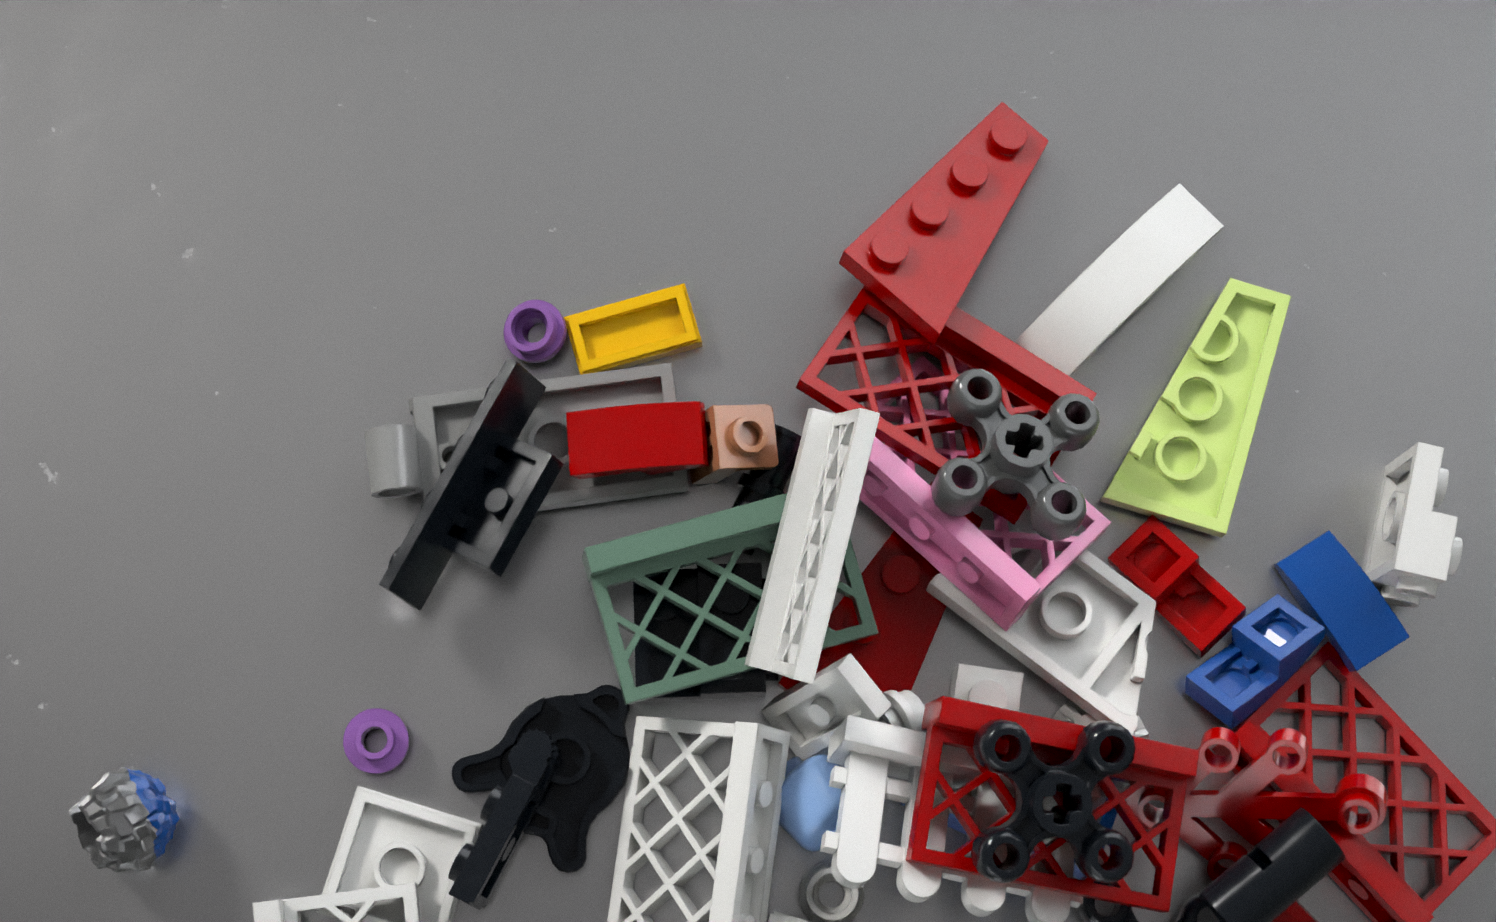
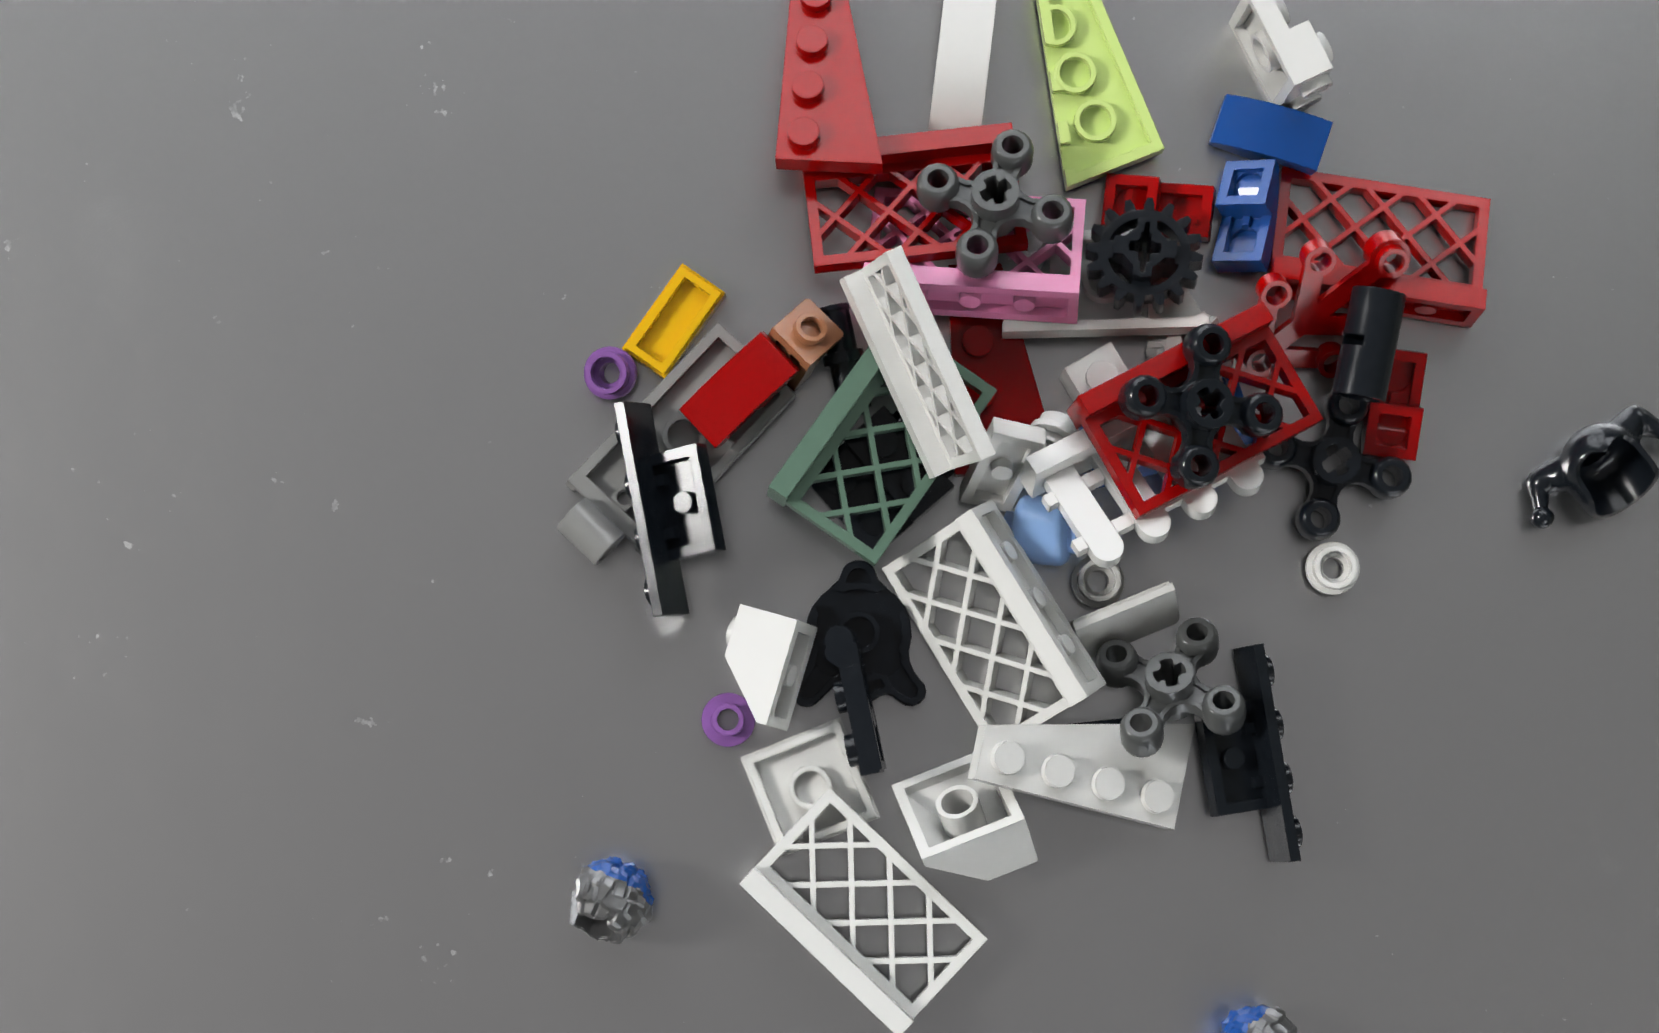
camera: 35 degrees left, 5 degrees up
(455, 717) = (769, 661): none -> white slope
(1135, 637) = (1119, 254): none -> black gear

